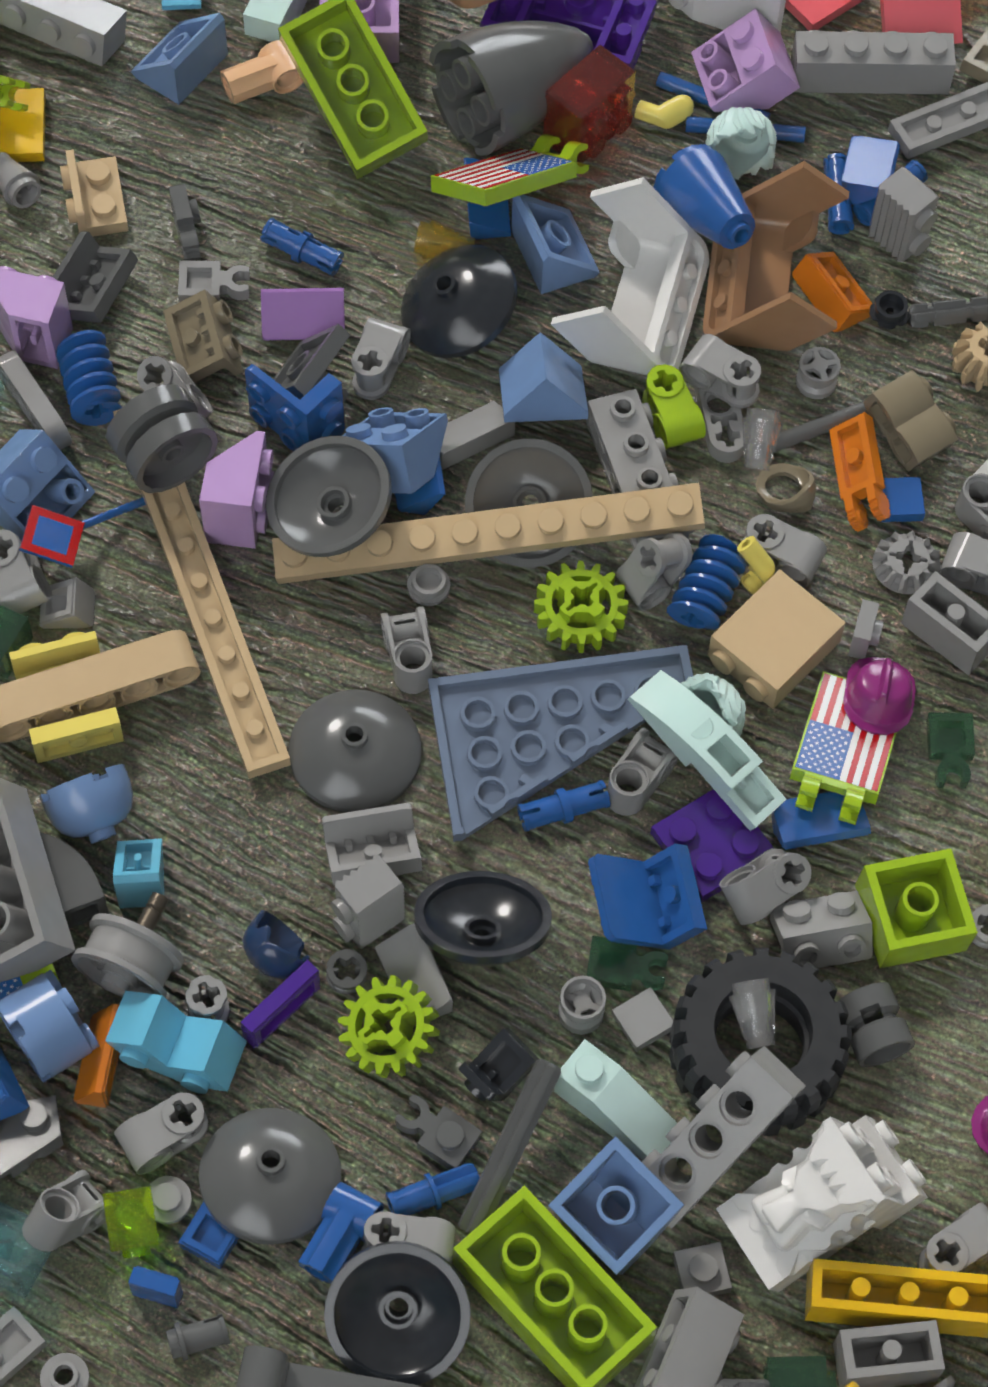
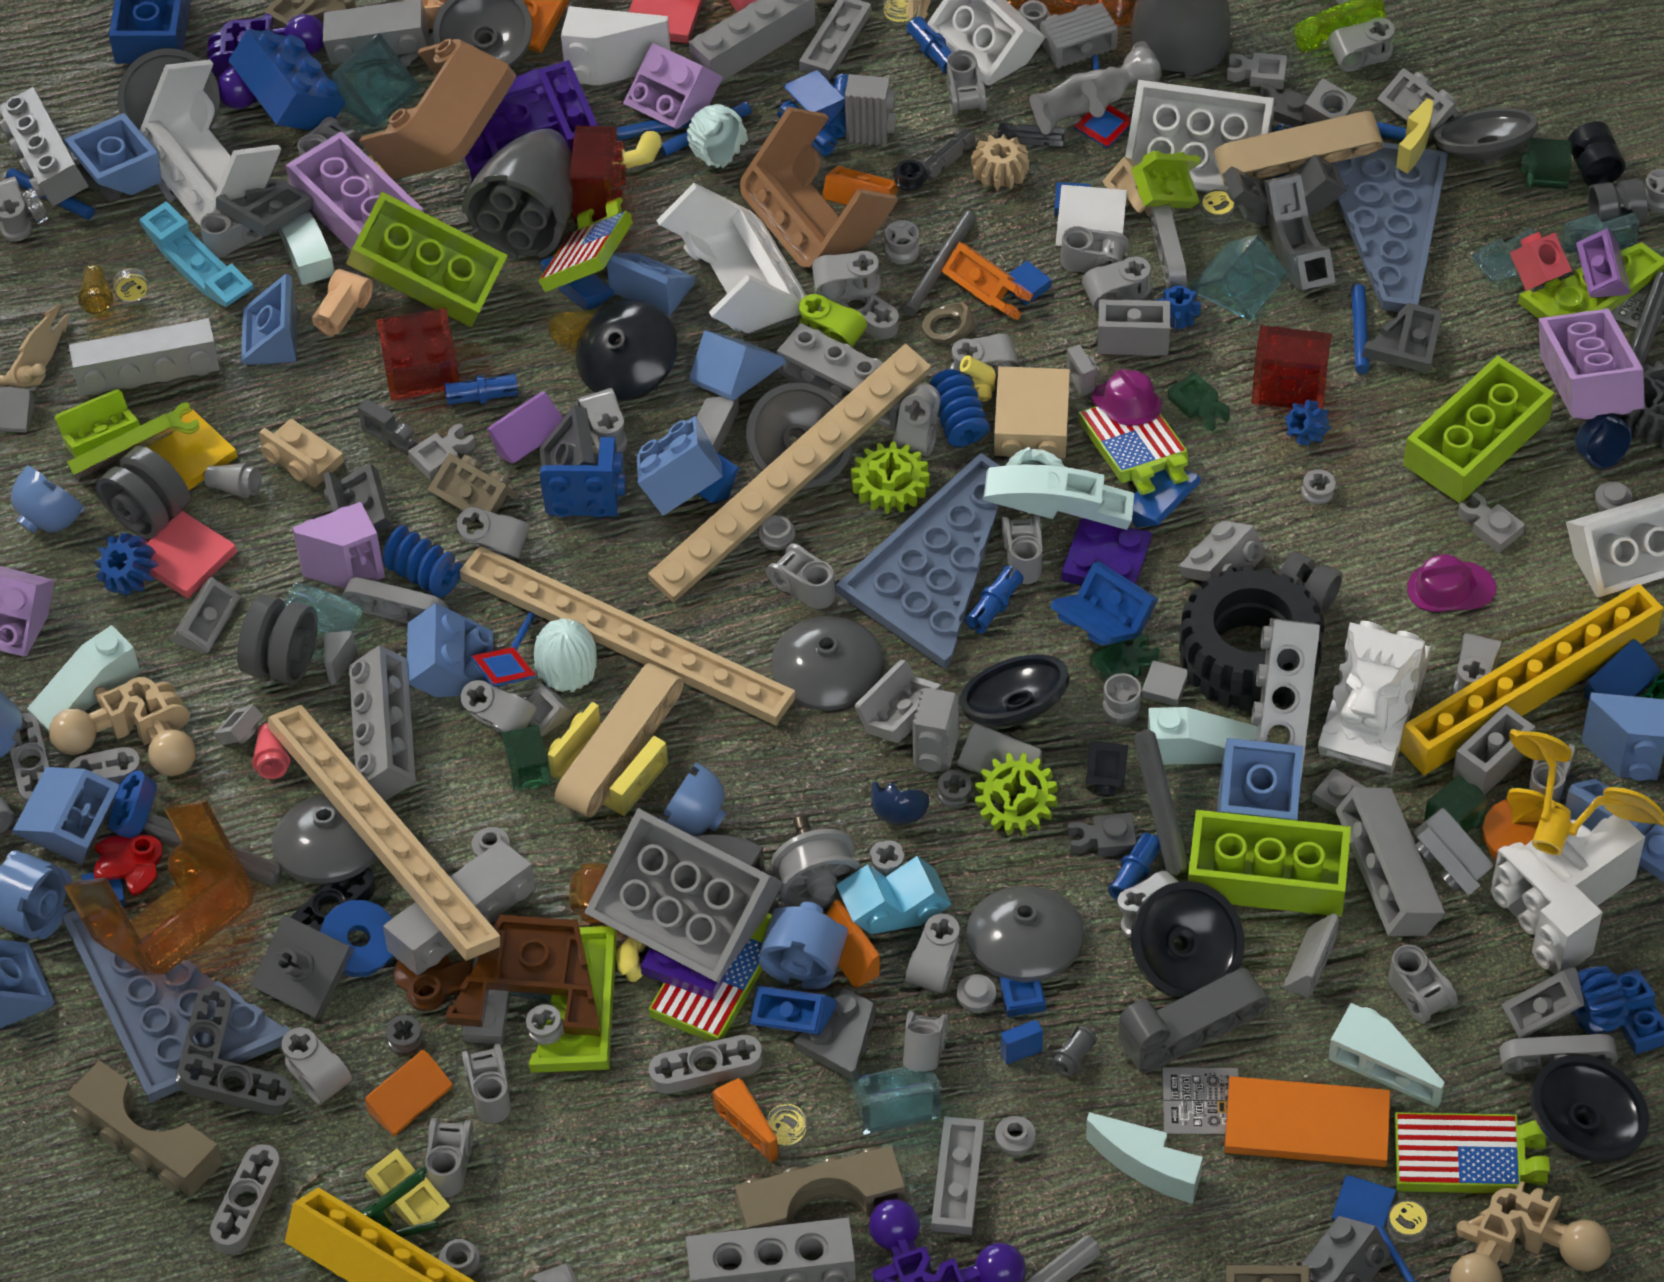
camera: 35 degrees left, 10 degrees down
(126, 565) = (565, 655): none -> light aqua hair
(131, 1221) = (971, 1013): clear neon green bracket -> none
(138, 871) = (765, 824): medium azure slope -> none
(161, 438) = (525, 552): dark grey wheel -> none
(236, 493) = (604, 557): lavender slope -> none
(276, 171) = (417, 353): none -> clear red brick
(281, 1004) = (935, 829): dark purple tile -> none
(317, 481) = (659, 499): dark grey dish -> none
(339, 1231) = (1102, 924): blue piece -> none
(706, 196) = (738, 175): blue cone -> none
(755, 1011) = (1242, 609): clear cone -> none
(758, 886) = (1166, 552): light grey piece -> none
(760, 437) = (907, 300): clear cone -> none
(890, 568) = (1061, 326): light grey gear -> none
(911, 420) = (991, 229): dark tan brick -> none
(916, 908) = (1272, 499): lime brick -> none

